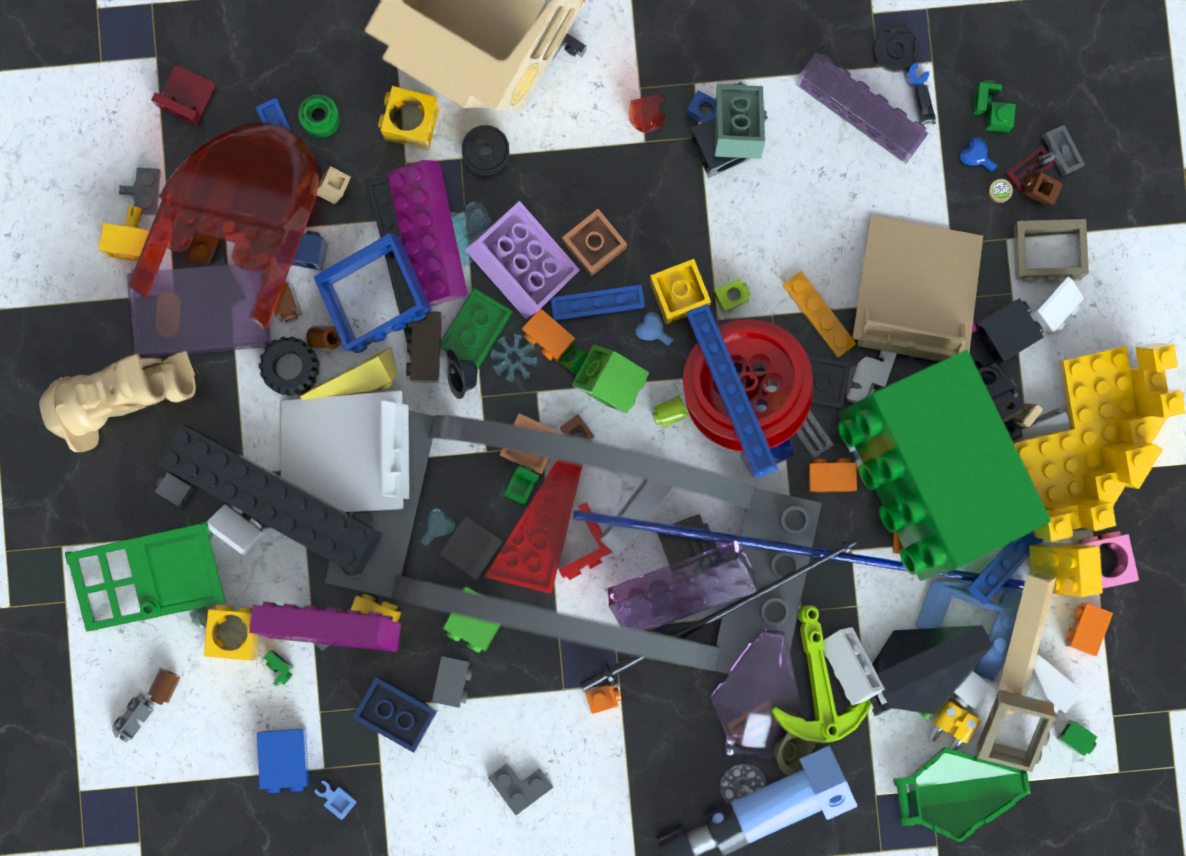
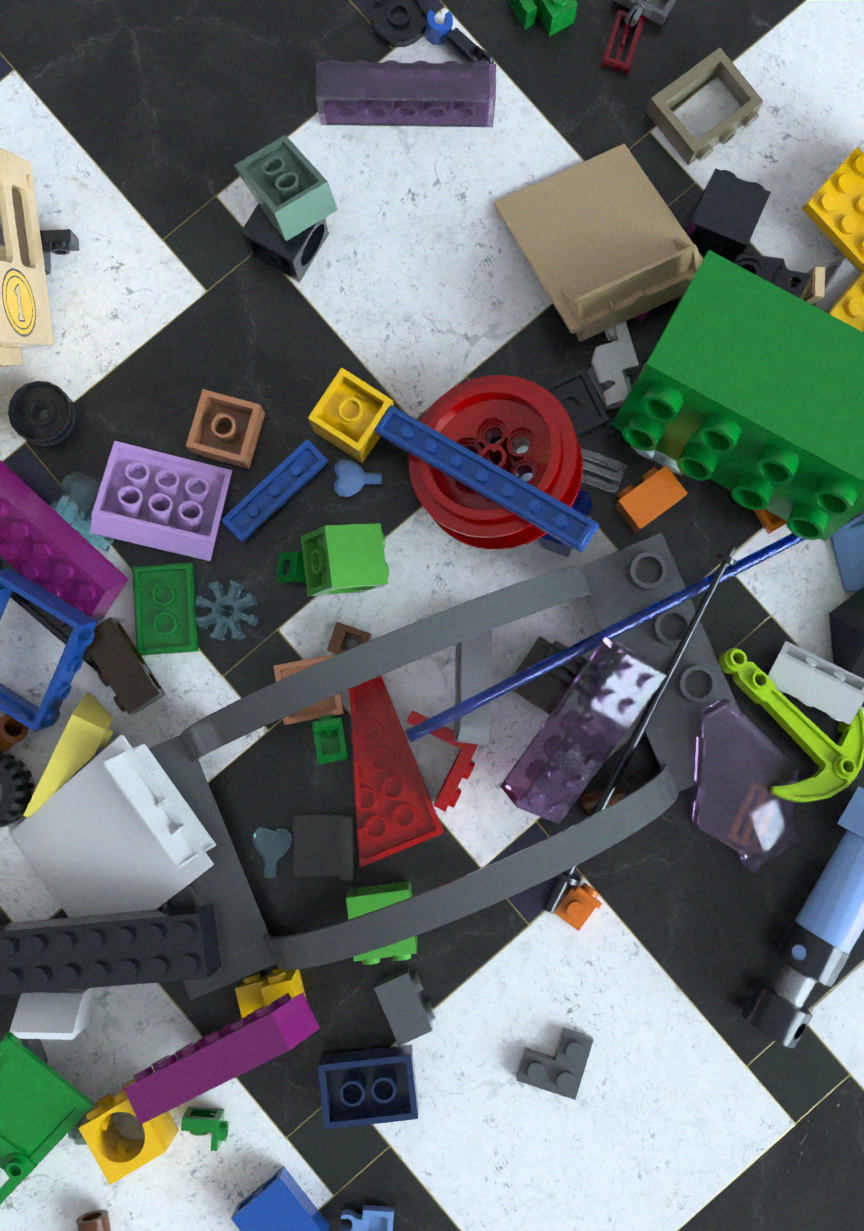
camera: 30 degrees left, 0 degrees up
(461, 374) = (183, 668): black piece -> none
(548, 335) = (245, 561): orange brick -> none
(645, 114) = (184, 257): clear red helmet -> none
(670, 412) = (432, 551): lime brick -> none
(694, 108) = (232, 206): blue brick -> none
(725, 303) = (410, 396): lime brick -> none
(729, 784) = (785, 901): clear dish -> none
(788, 752) = (818, 822): olive piece -> none
(819, 314) = (514, 341): light orange plate -> none
(977, 154) = (558, 64): blue rock -> none
(1000, 191) = (609, 85): tile -> none
(1042, 188) = (646, 52): reddish brown brick -> none
(1057, 306) = (755, 151): white slope -> none

